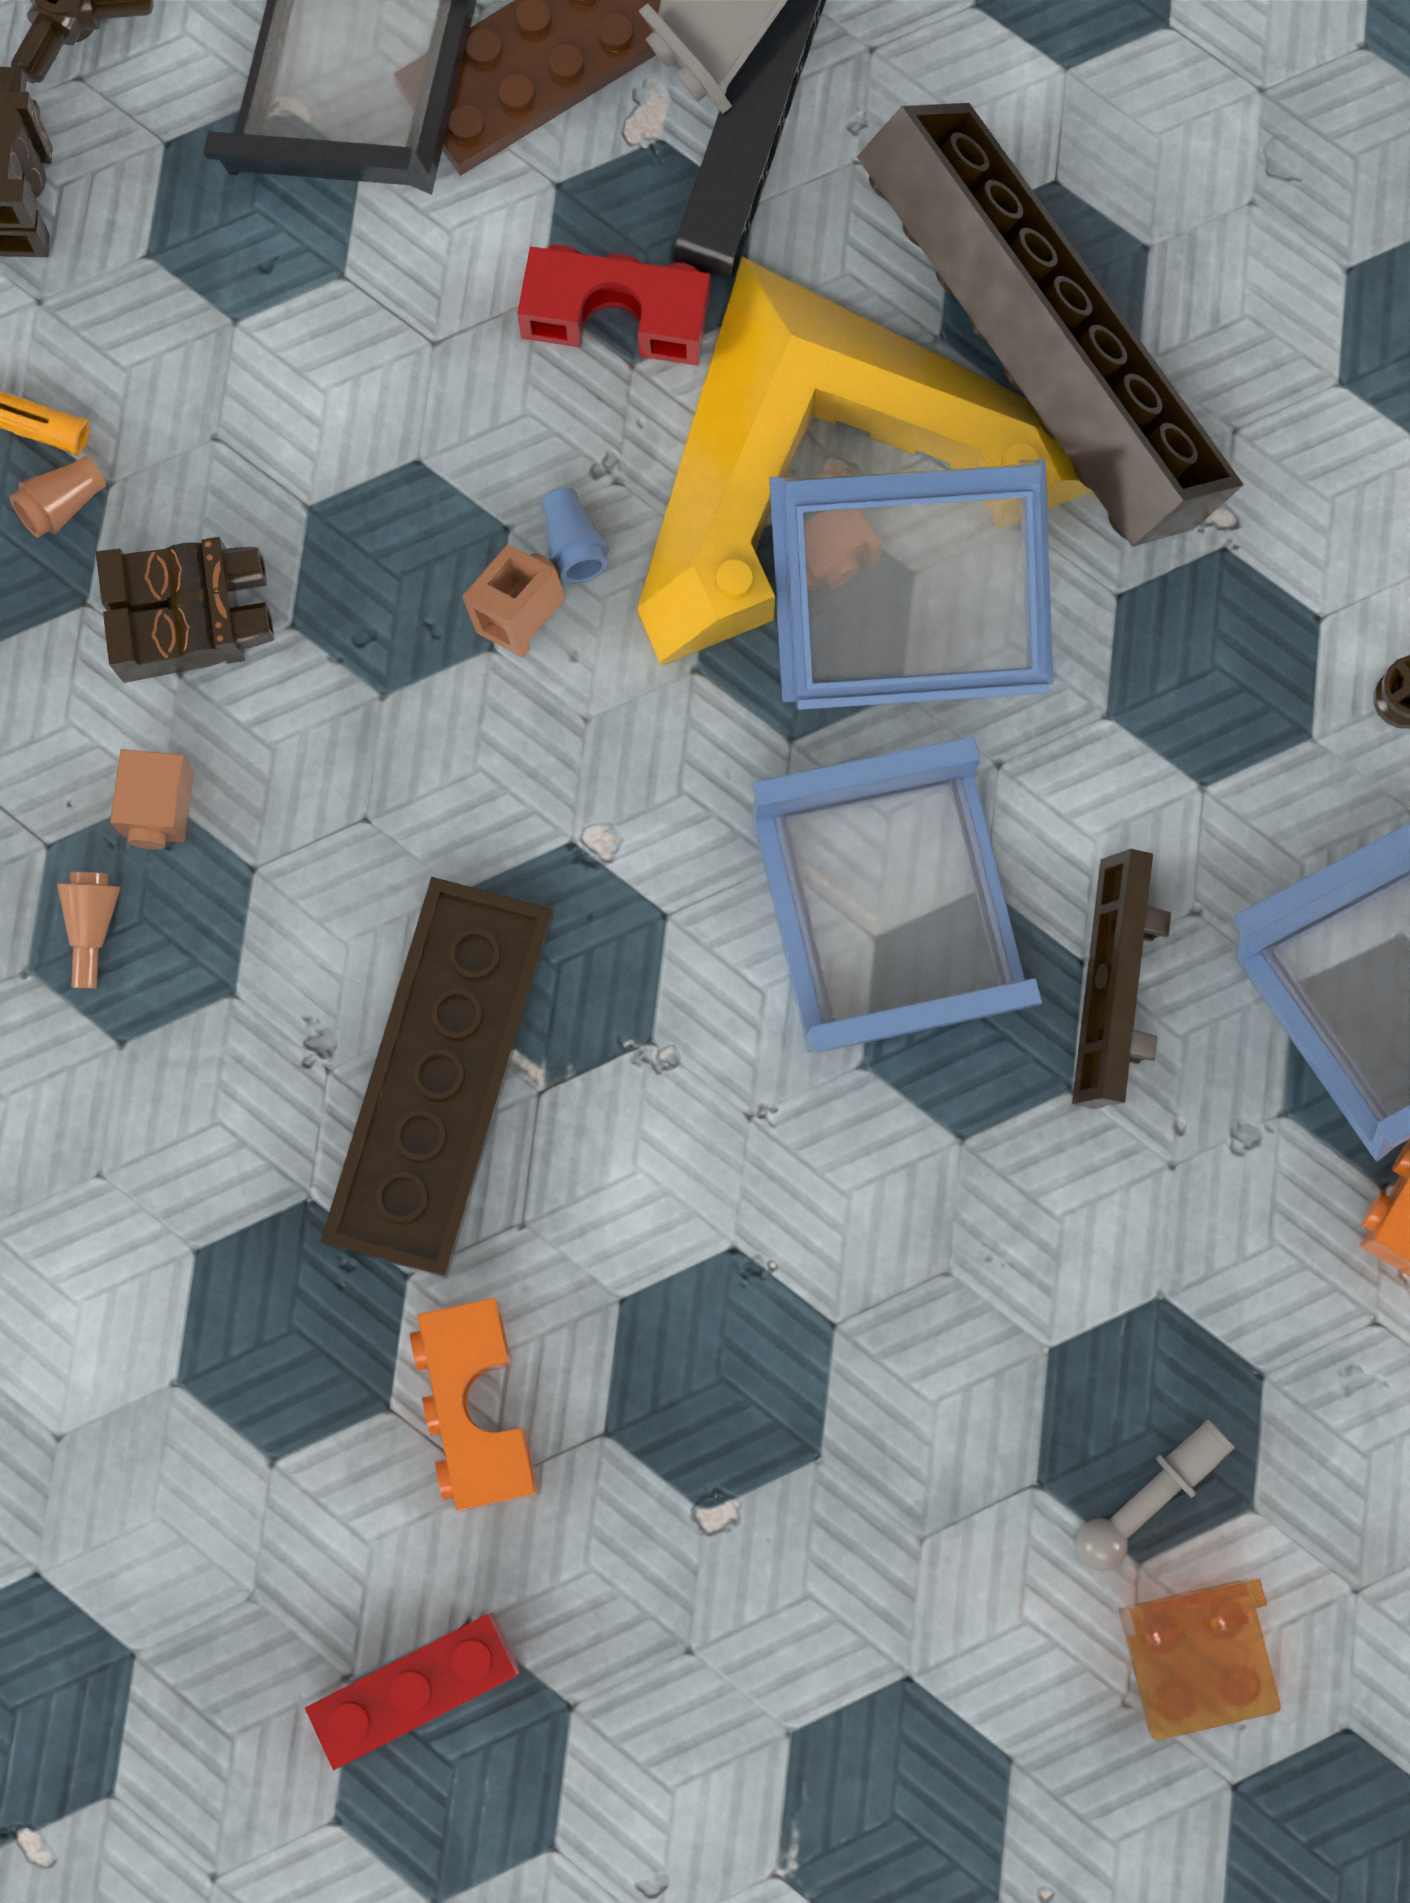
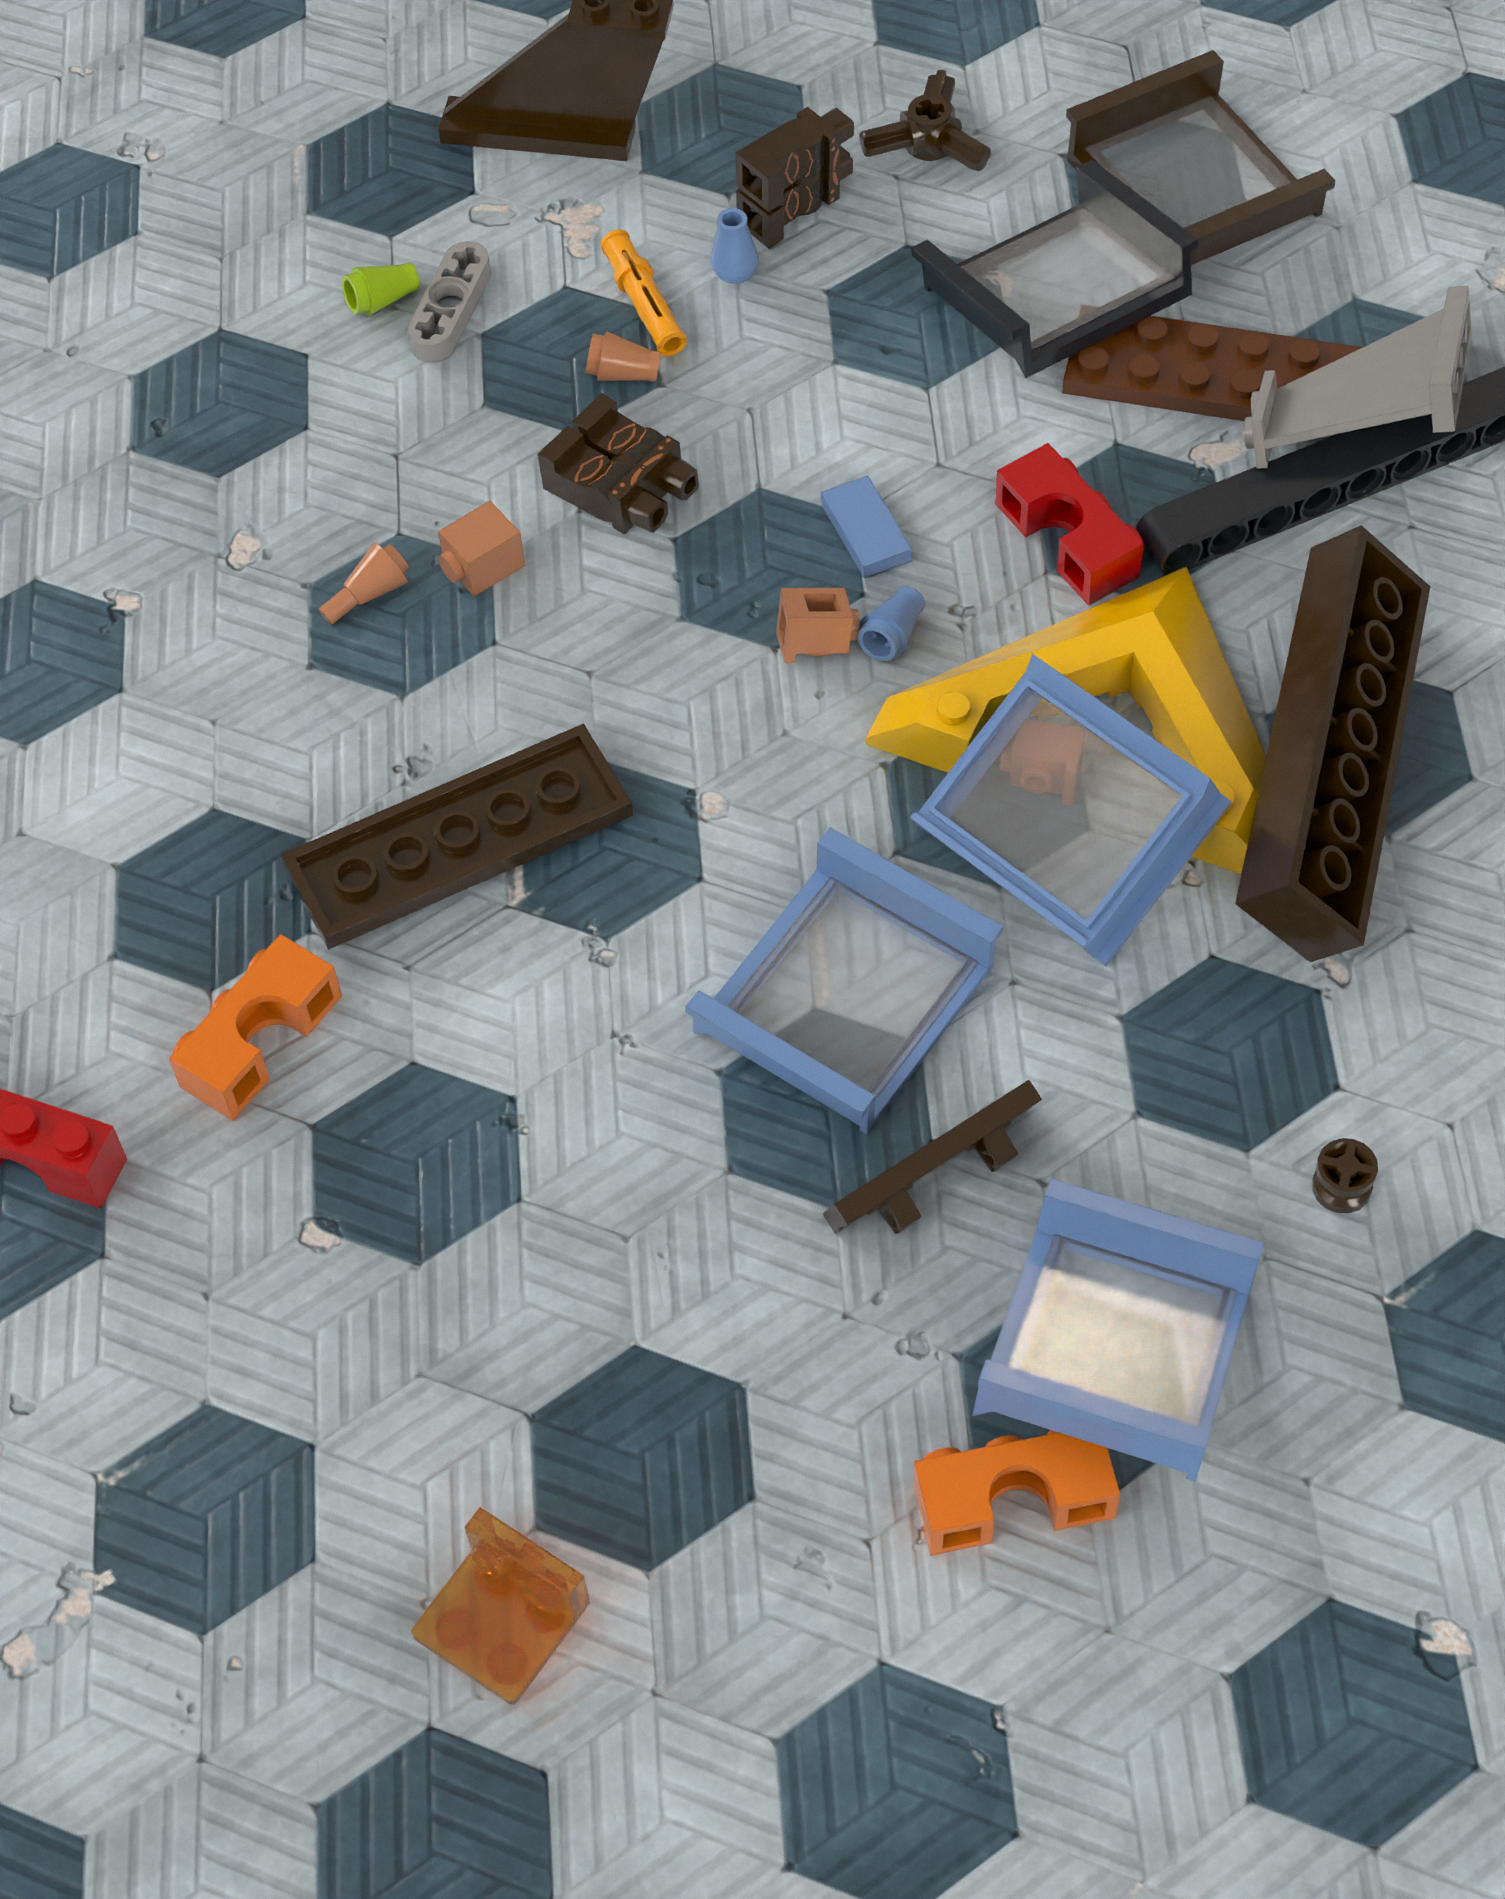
camera: 50 degrees right, 20 degrees down
(33, 293) = (733, 248): none -> medium blue cone
(444, 462) = (866, 526): none -> medium blue tile
(1103, 1541) = (527, 1489): light grey pin -> none

